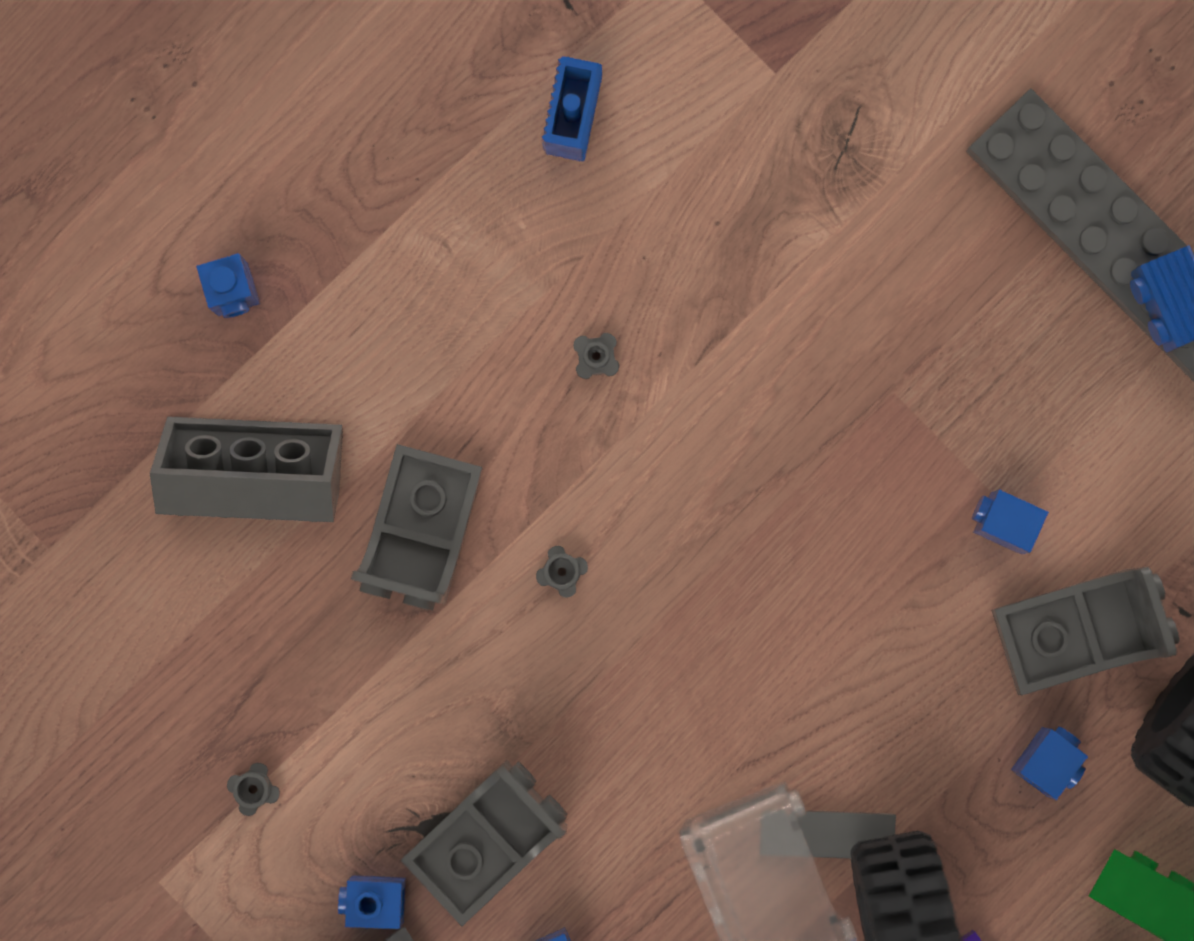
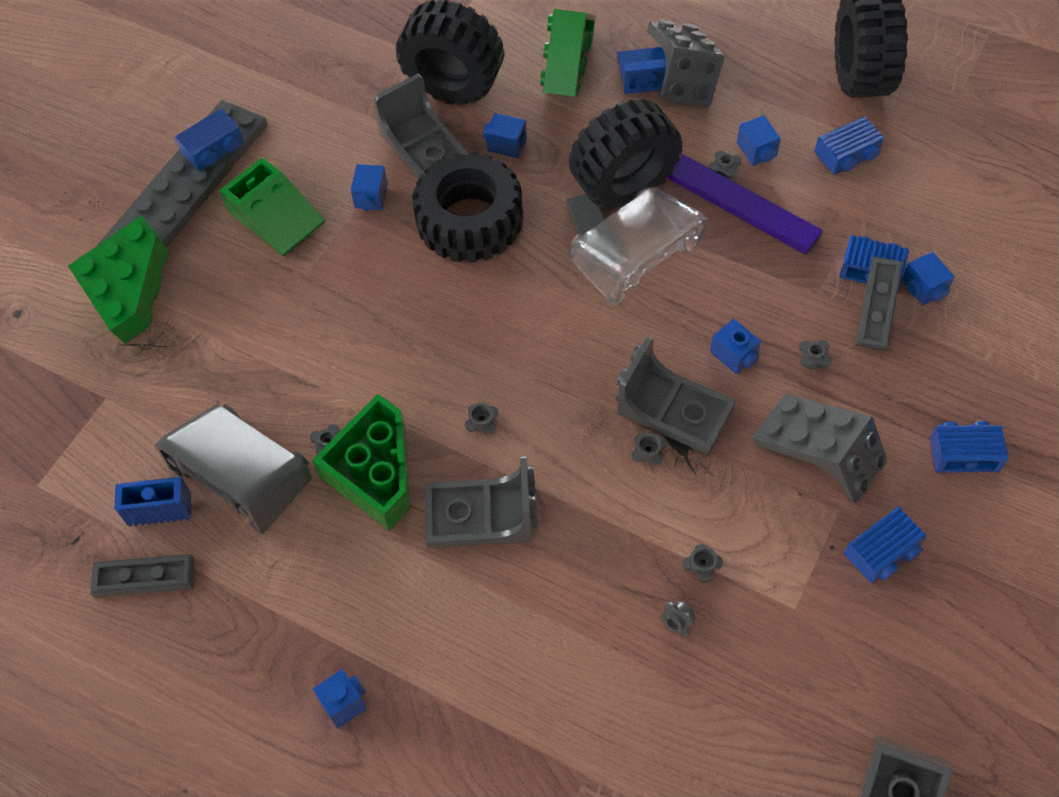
camera: 105 degrees left, 25 degrees down
(188, 728) = (678, 617): none -> dark grey plate
(247, 469) = (476, 639): dark grey slope -> none
(373, 902) = (744, 457): blue brick -> none
(425, 782) = (652, 441): none -> dark grey plate
(484, 79) = (142, 575): none -> dark grey tile
(531, 404) = (370, 462): none -> green brick
(593, 222) = (236, 464): none -> dark grey windscreen
(949, 127) = (124, 277): none -> green brick
(976, 648) = (463, 179): none -> black tyre
(1019, 368) = (271, 206): none -> green slope

